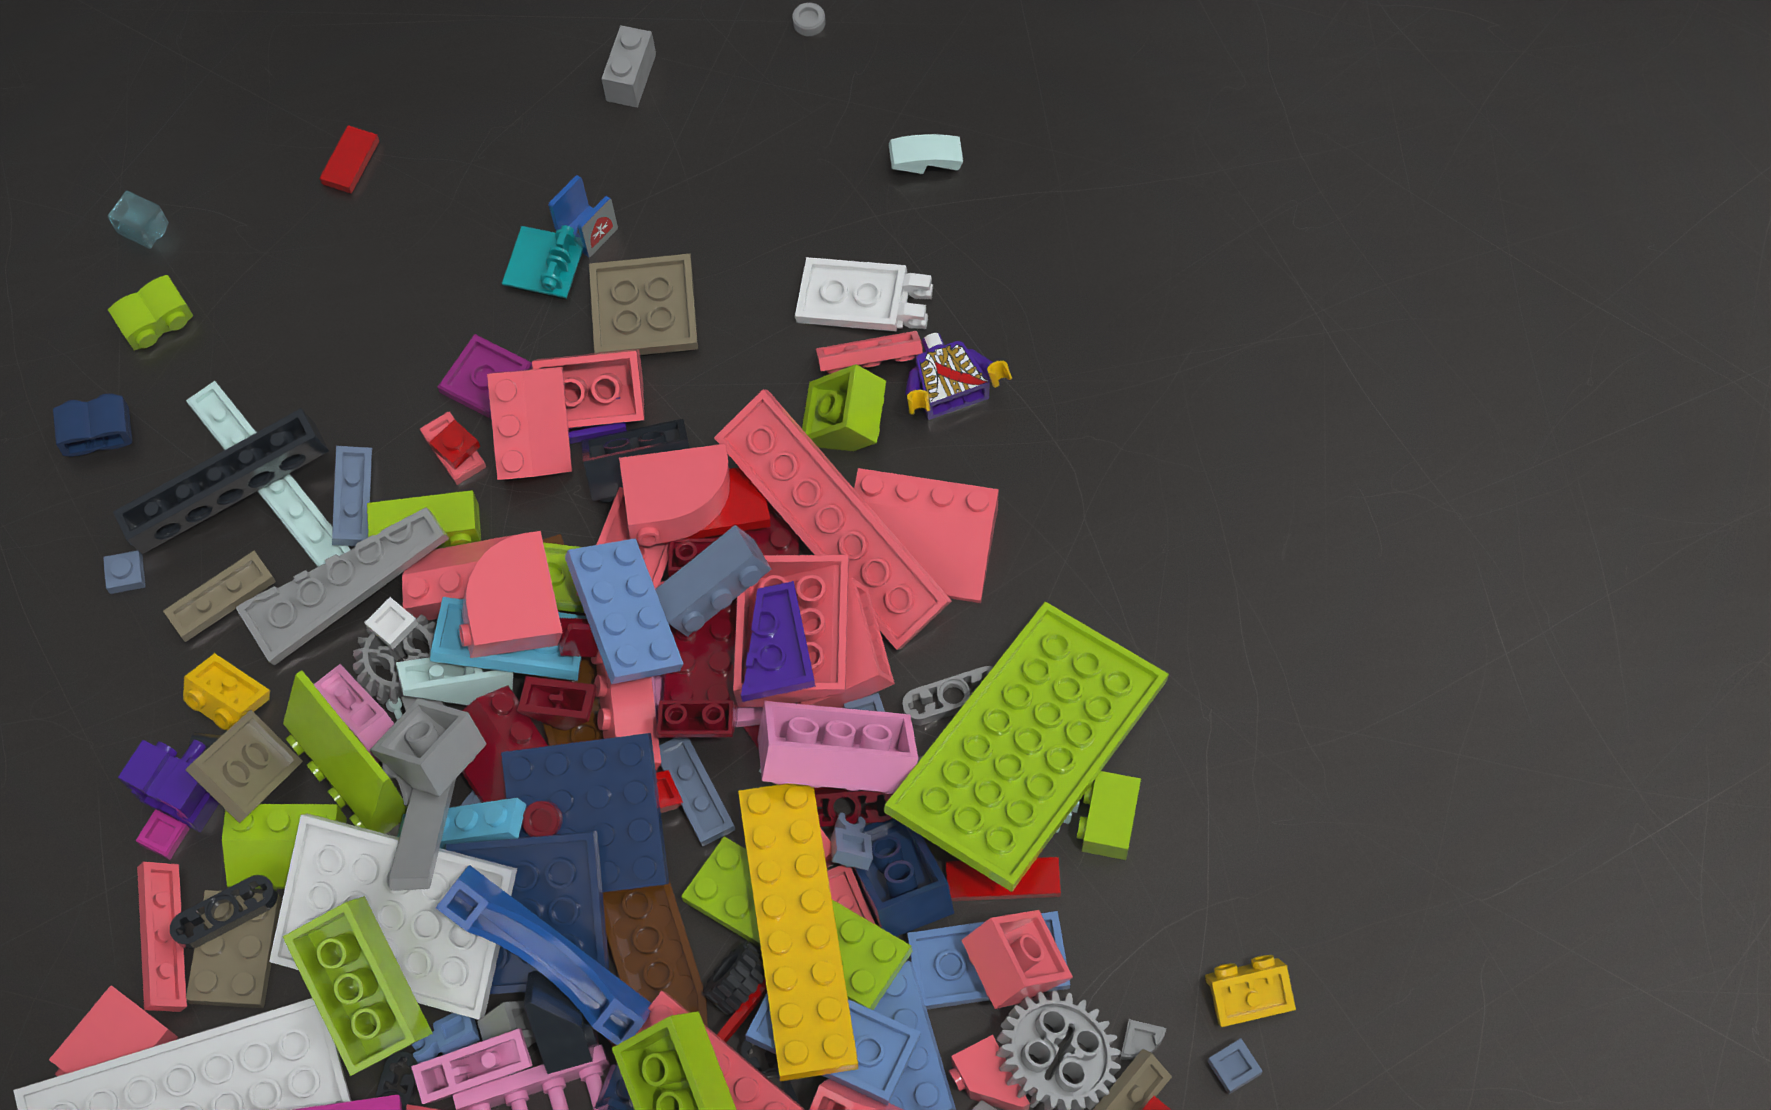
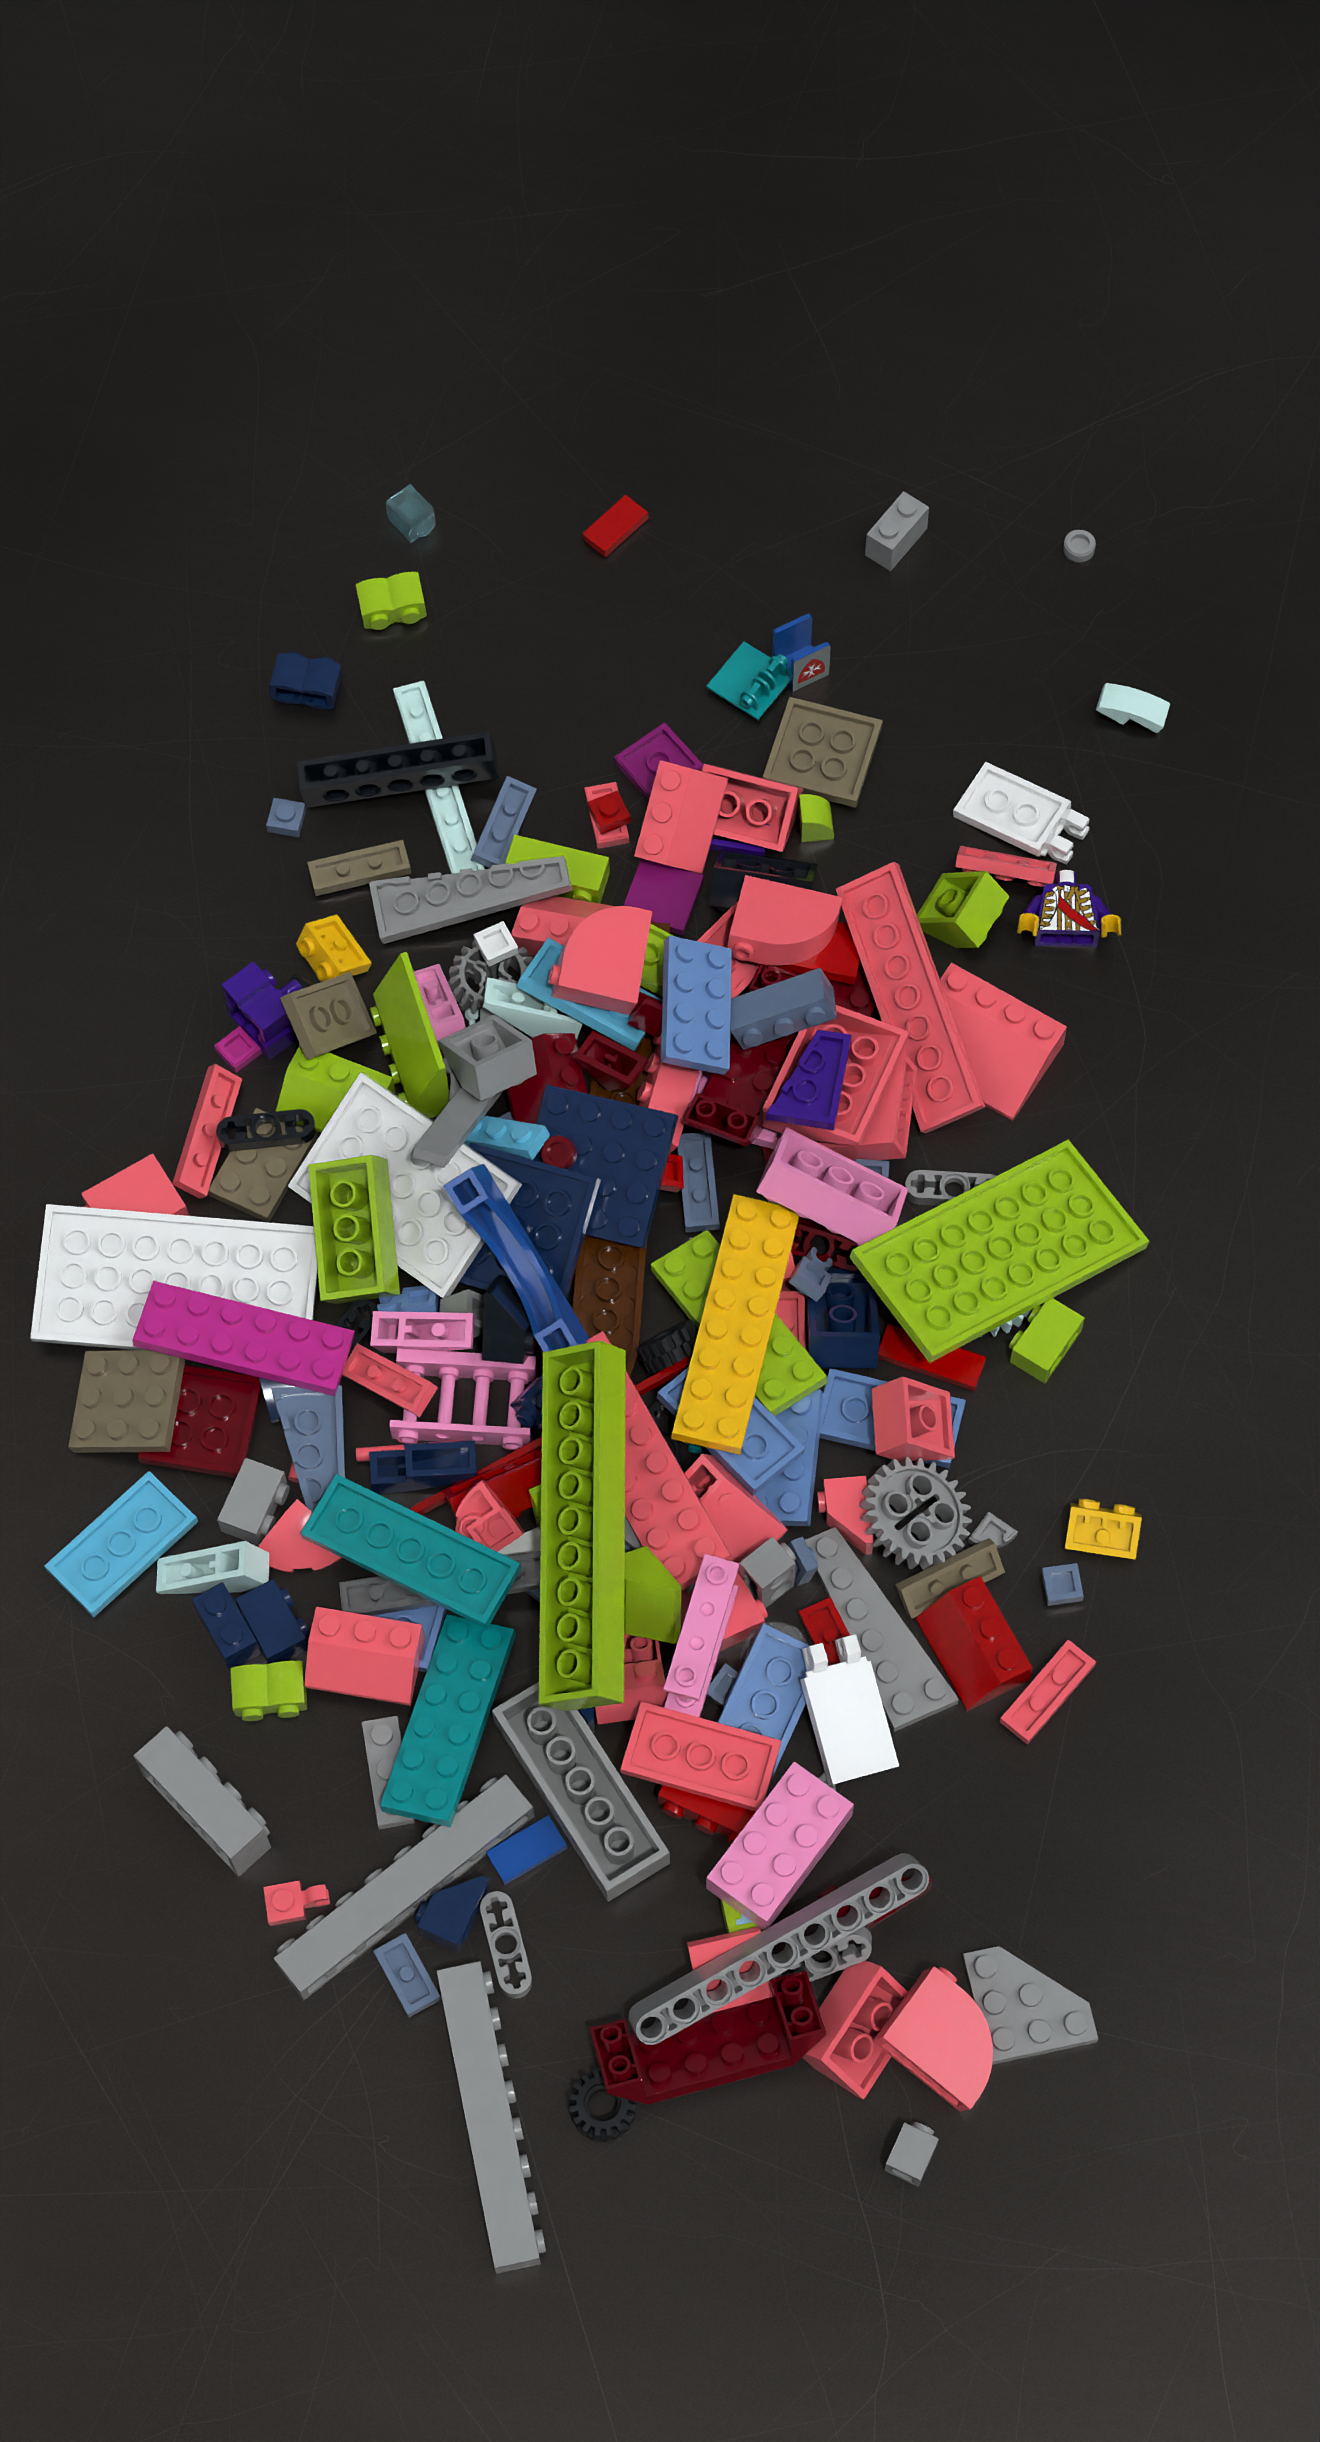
camera: 20 degrees right, 0 degrees up
(542, 505) = (665, 892): none -> magenta tile
(662, 374) = (815, 818): none -> lime brick

